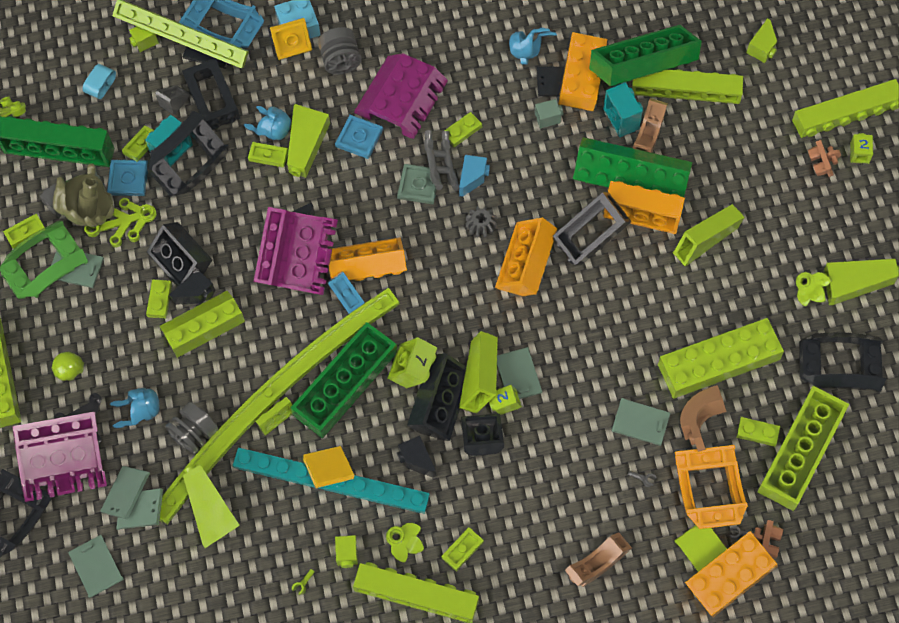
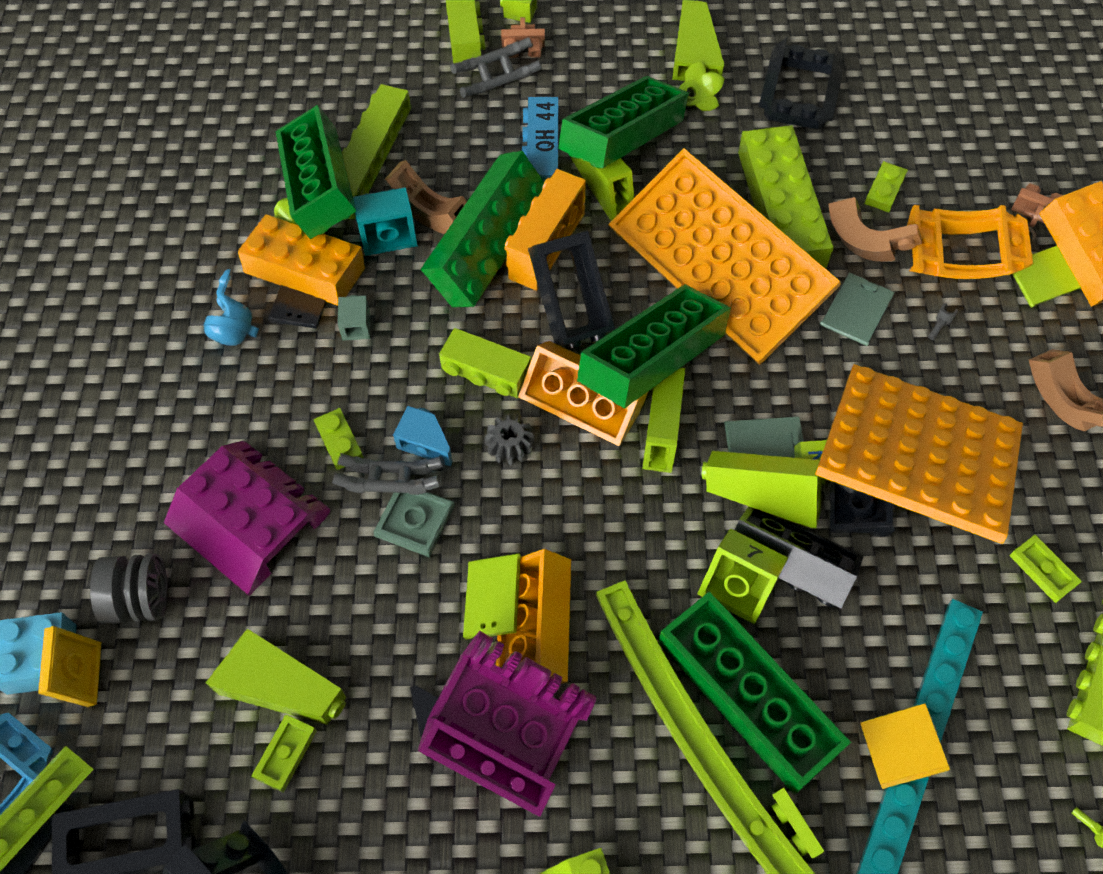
camera: 80 degrees left, 5 degrees down
(274, 125) = (236, 731): dark azure hair -> none
(345, 292) = (590, 661): dark azure plate -> none
(346, 551) = (1048, 743): lime brick -> none
(359, 136) = (298, 594): dark azure tile -> none
(376, 234) = (492, 596): none -> lime container
(406, 543) = (1030, 649): lime plate -> none
(416, 457) = (891, 605): black slope -> none
(517, 305) = (664, 423): none -> lime slope
(523, 460) = (924, 452): none -> light orange plate
(532, 194) = (484, 362): none -> lime brick
(559, 285) = (652, 345): none -> green brick
(652, 320) = (720, 245): none -> light orange plate
(725, 192) = (541, 134): none -> dark azure brick
(745, 234) = (622, 121): none -> green brick
(763, 43) = (334, 59): lime slope -> none
(776, 146) = (503, 55): none -> dark grey piece
(803, 448) = (922, 140): lime brick -> none

